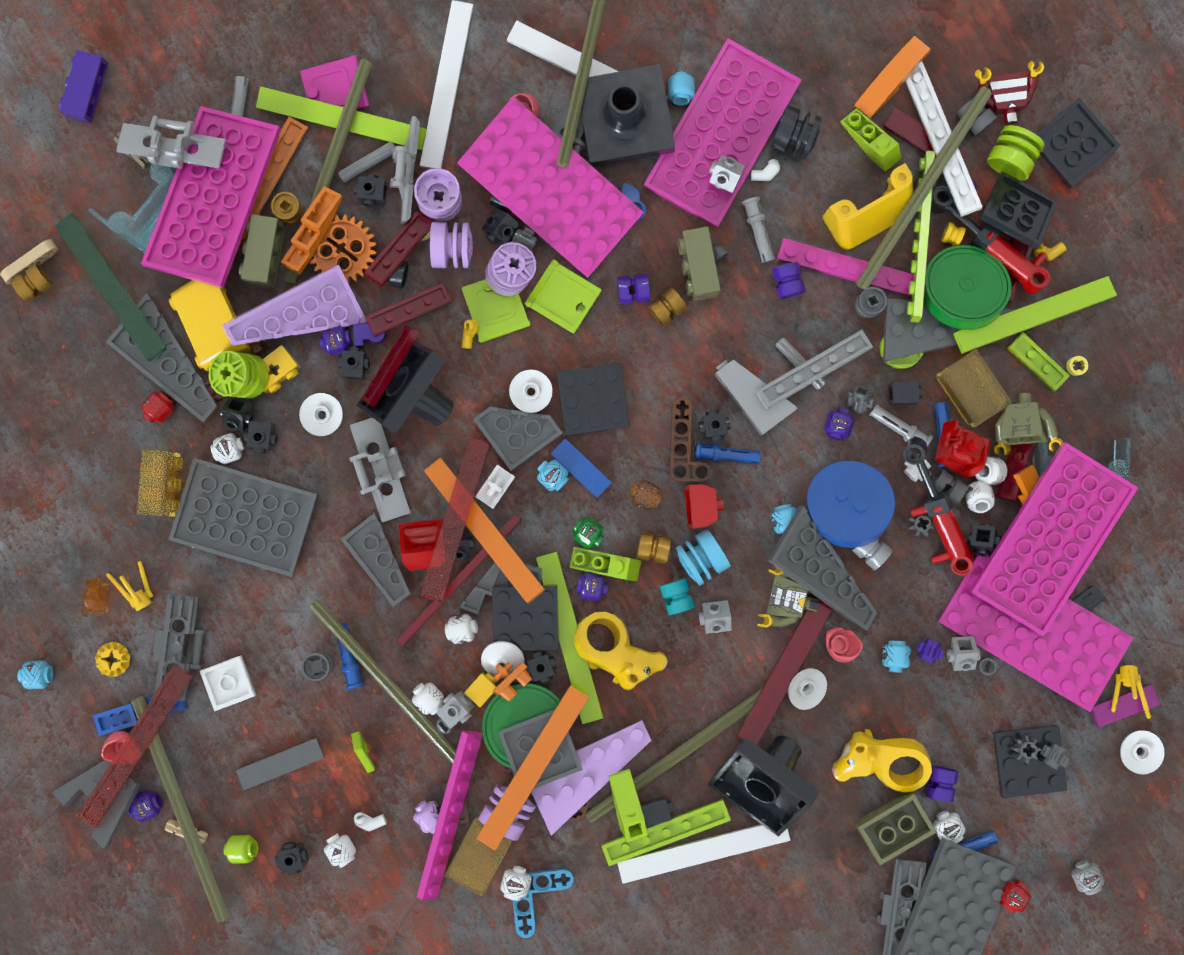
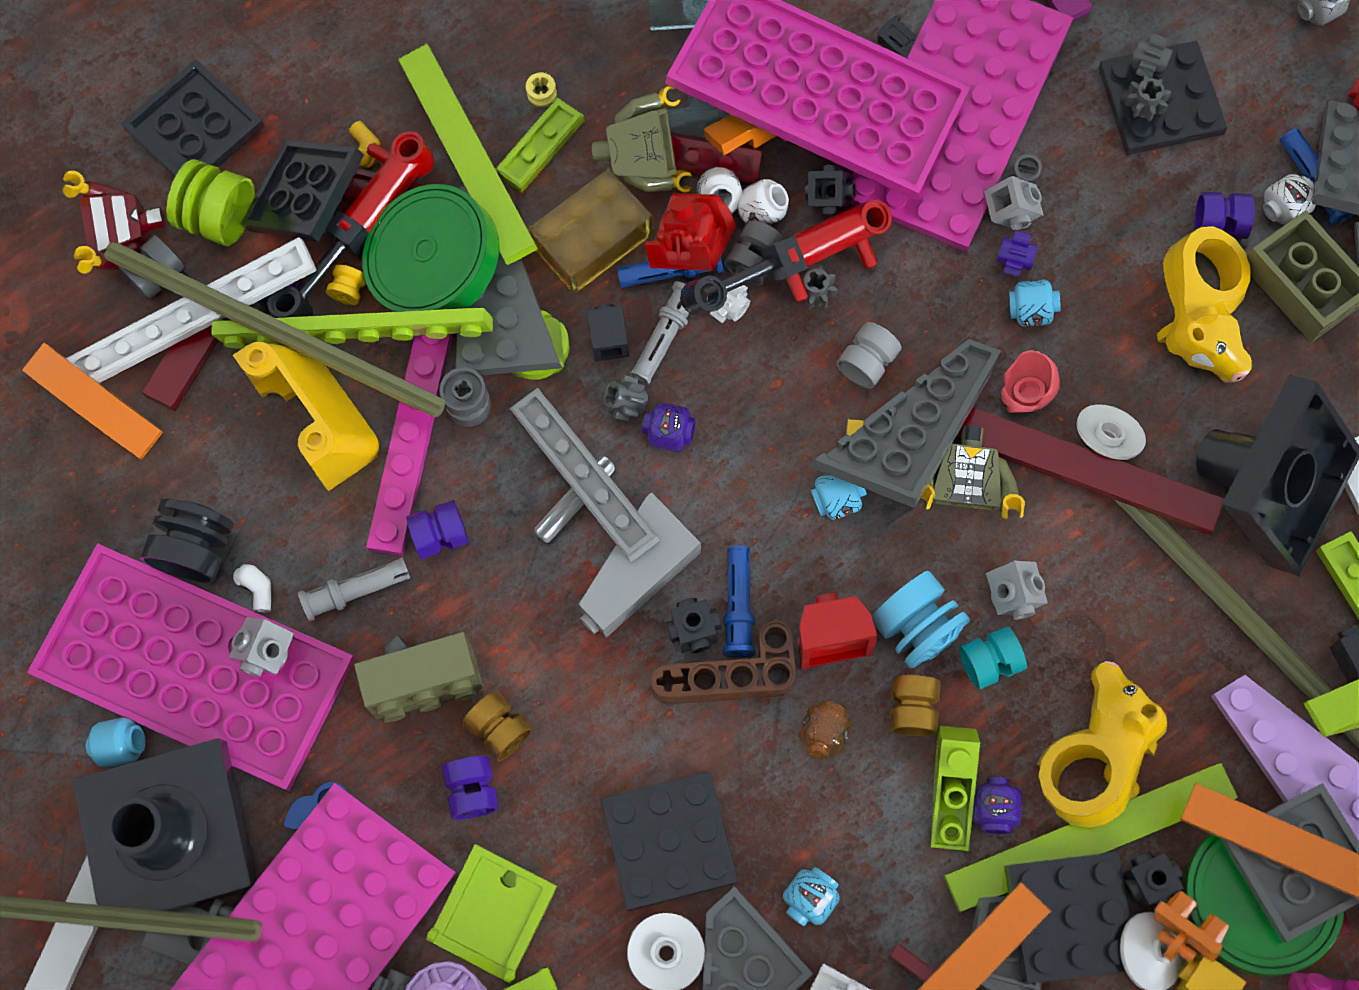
camera: 90 degrees left, 15 degrees down
(581, 468) = (792, 848): blue tile -> none
(588, 532) = (904, 823): green head -> none
(850, 503) = (799, 392): blue brick -> none
(872, 139) = (196, 421): lime slope -> none

